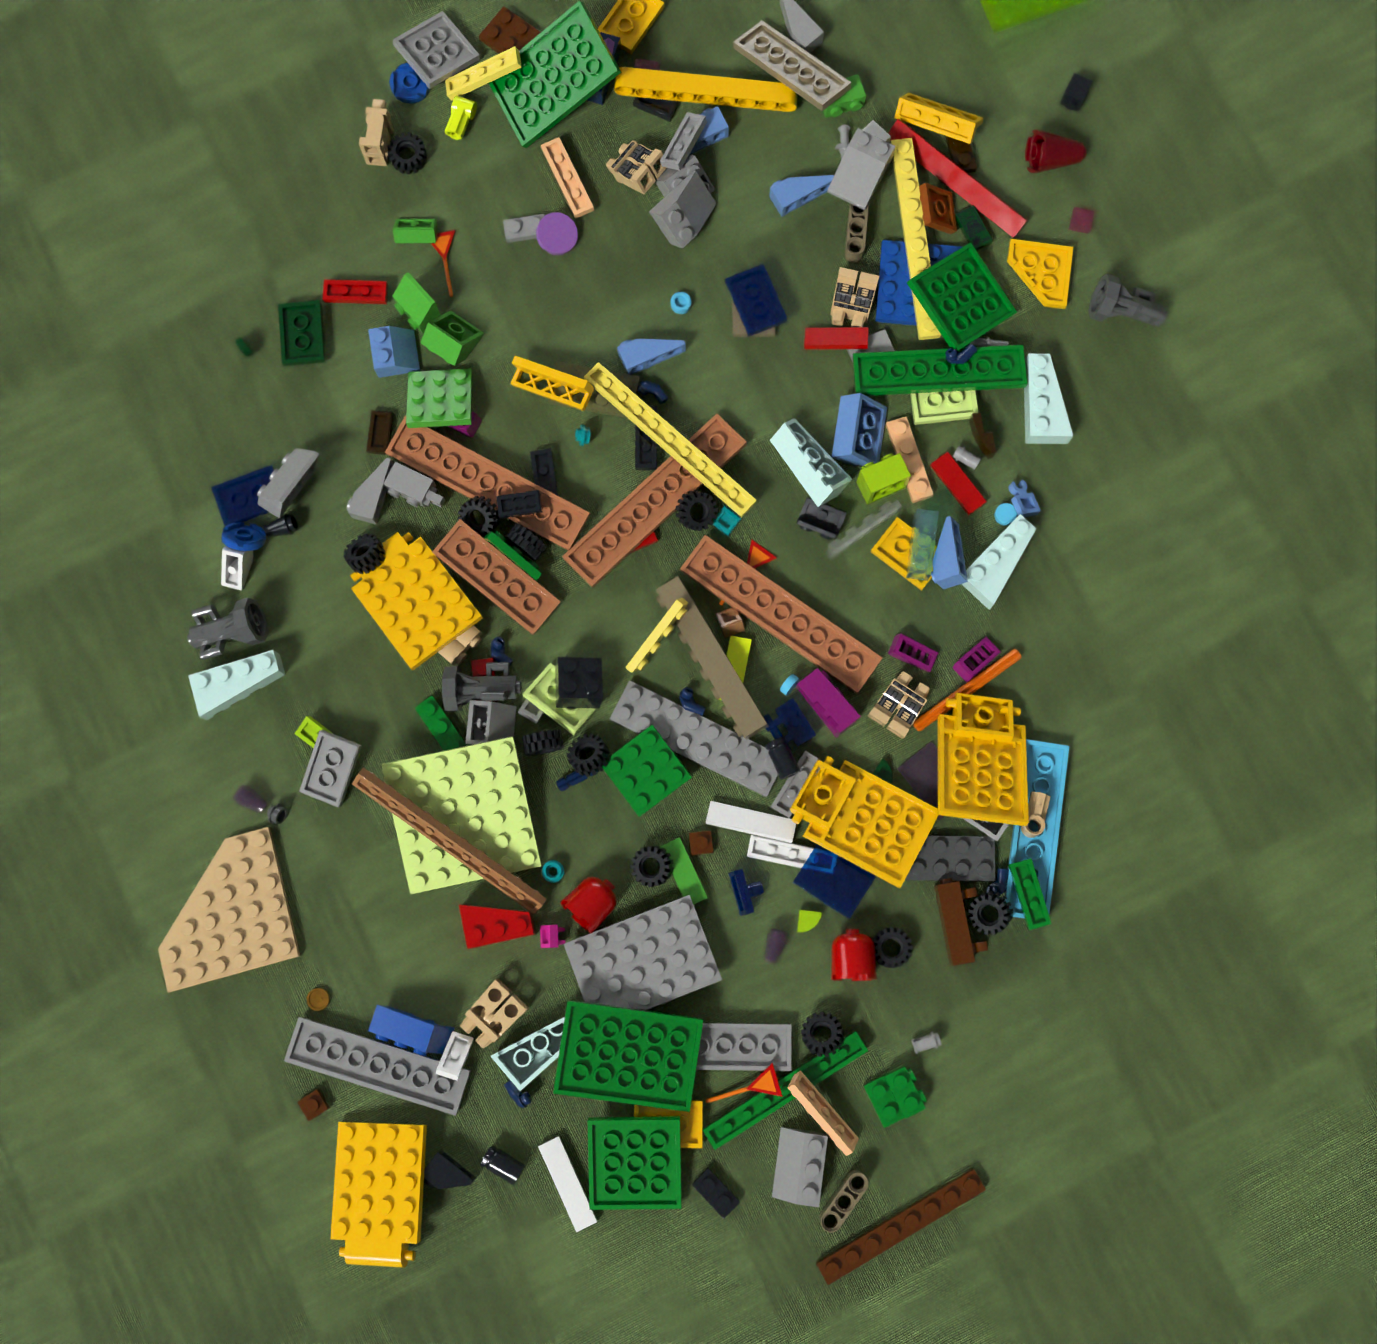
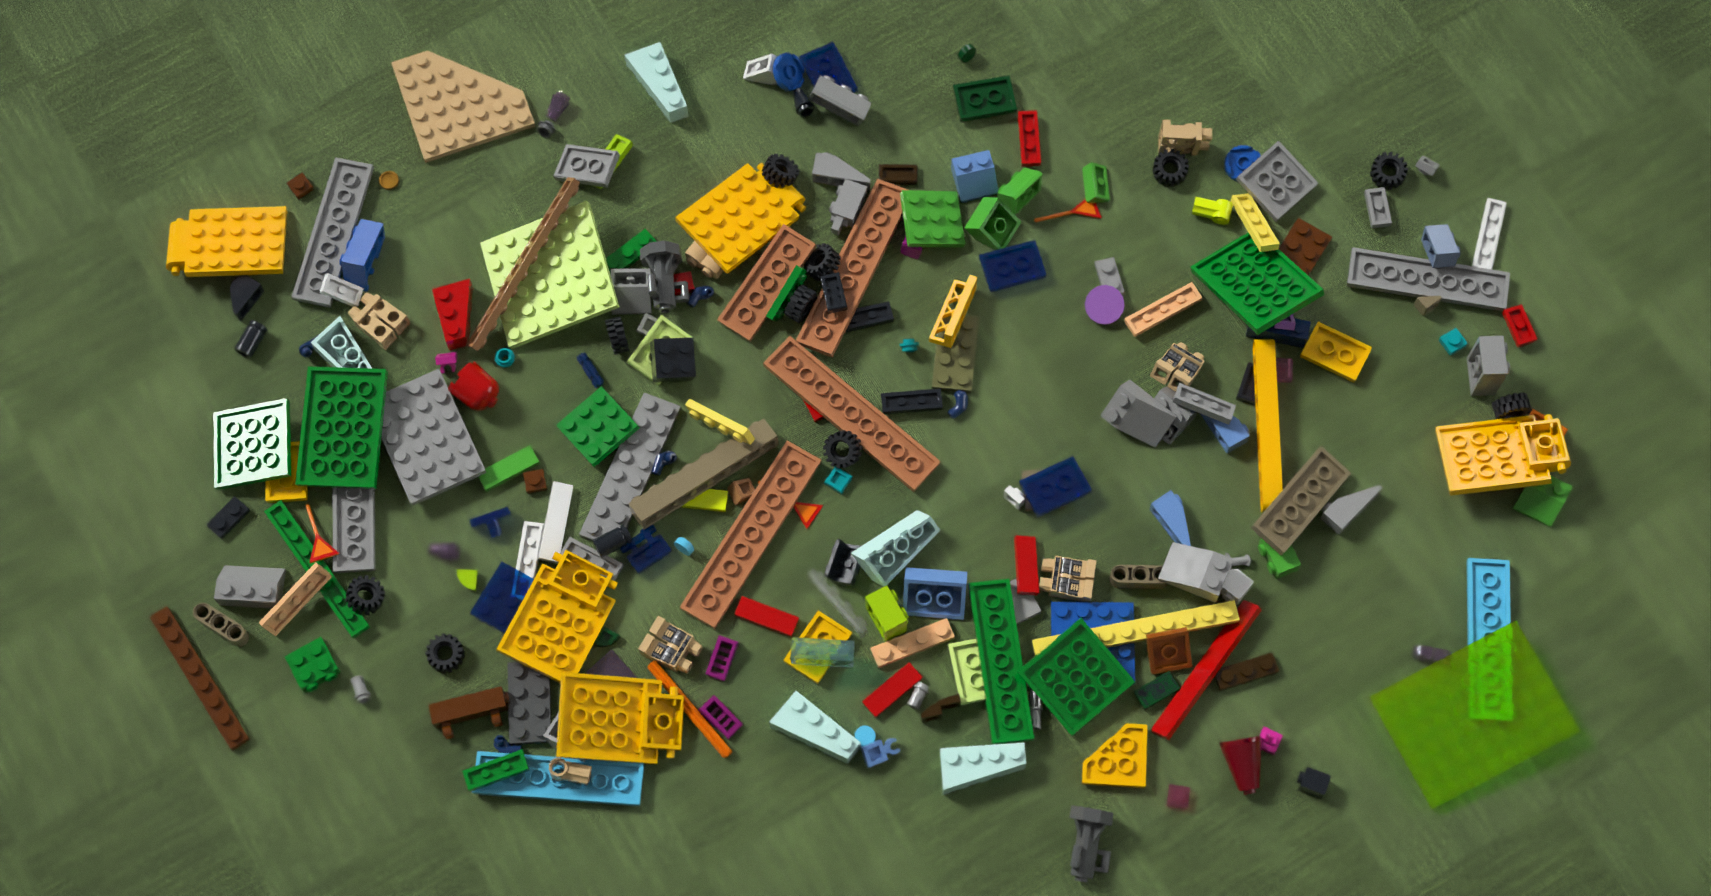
camera: 85 degrees right, 10 degrees down
(244, 623) = (710, 82): dark grey piece -> none
(502, 322) = (1012, 266): none -> clear blue plate
(567, 1183) = (236, 394): white tile -> none
(593, 763) = (611, 367): black tyre -> none
(639, 866) = (515, 446): black tyre -> none
(644, 353) = (991, 387): medium blue slope -> none
(670, 440) = (907, 418): light yellow plate -> none
(681, 303) = (1050, 422): medium azure tile -> none
(761, 343) = (1014, 496): none -> white plate
(828, 702) = (668, 580): magenta wedge -> none
(853, 957) = (433, 615): red cylinder -> none
(871, 604) = (766, 616): none -> red tile
(938, 117) = (1265, 642): yellow fence -> none
(949, 560) = (813, 677): medium blue slope -> none
(955, 357) = (1012, 676): dark blue arm -> none
(999, 903) = (473, 730): black tyre -> none
(1027, 127) = (1270, 740): none -> dark pink tile

